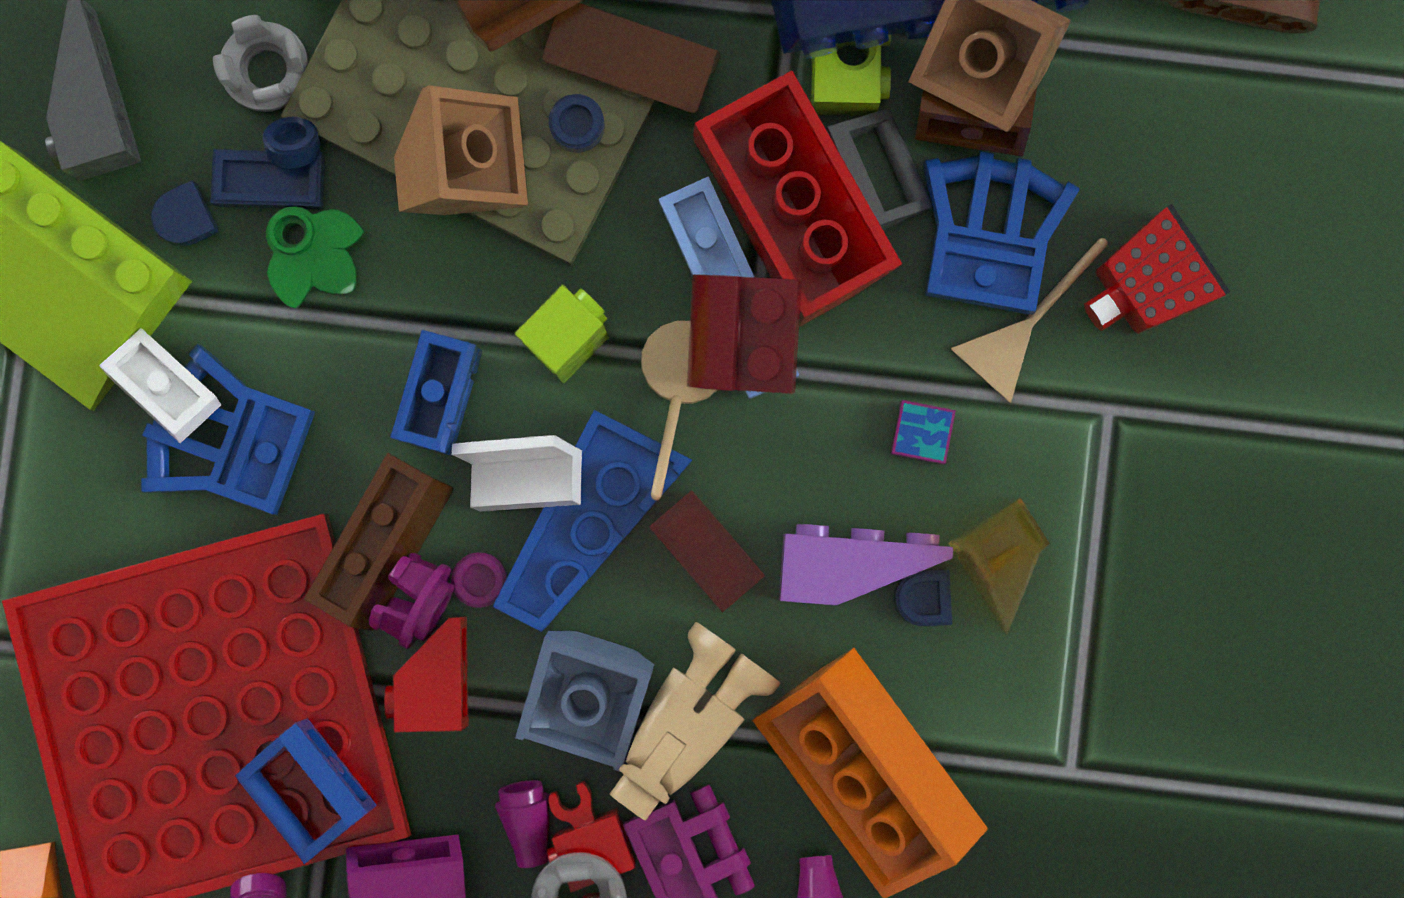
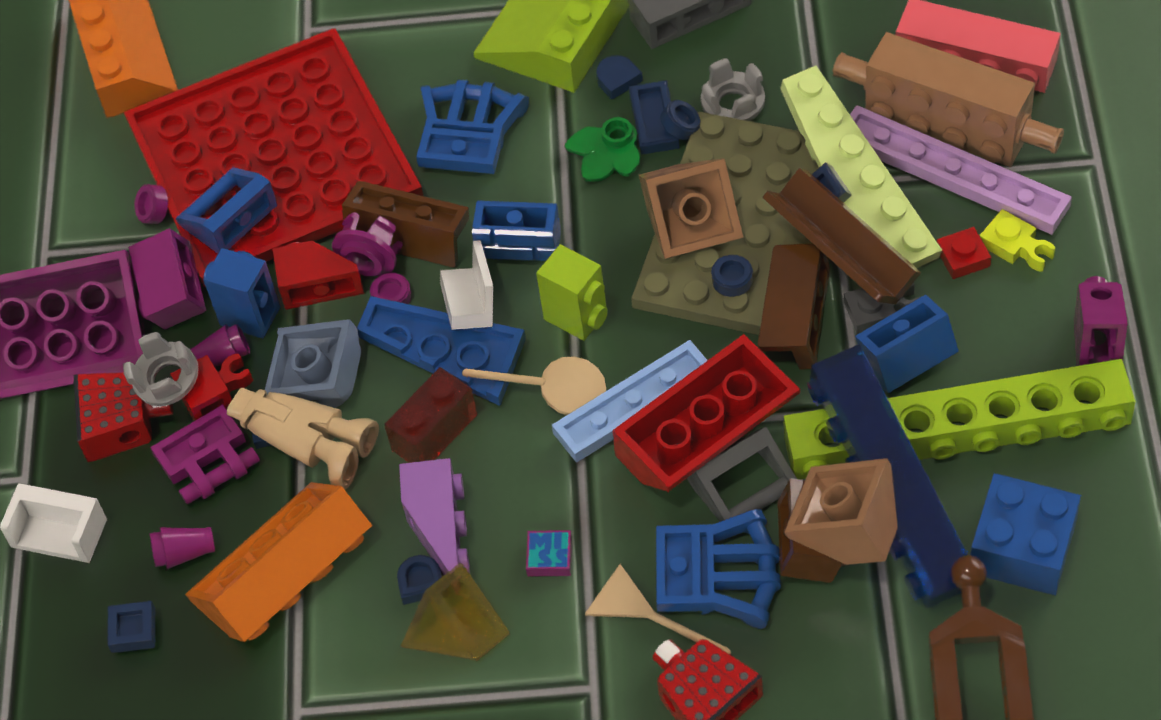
camera: 85 degrees right, 30 degrees down
(160, 385) = (491, 74): white plate -> none
(455, 783) = (242, 291): none -> blue brick
(744, 333) = (593, 396): dark red brick -> none

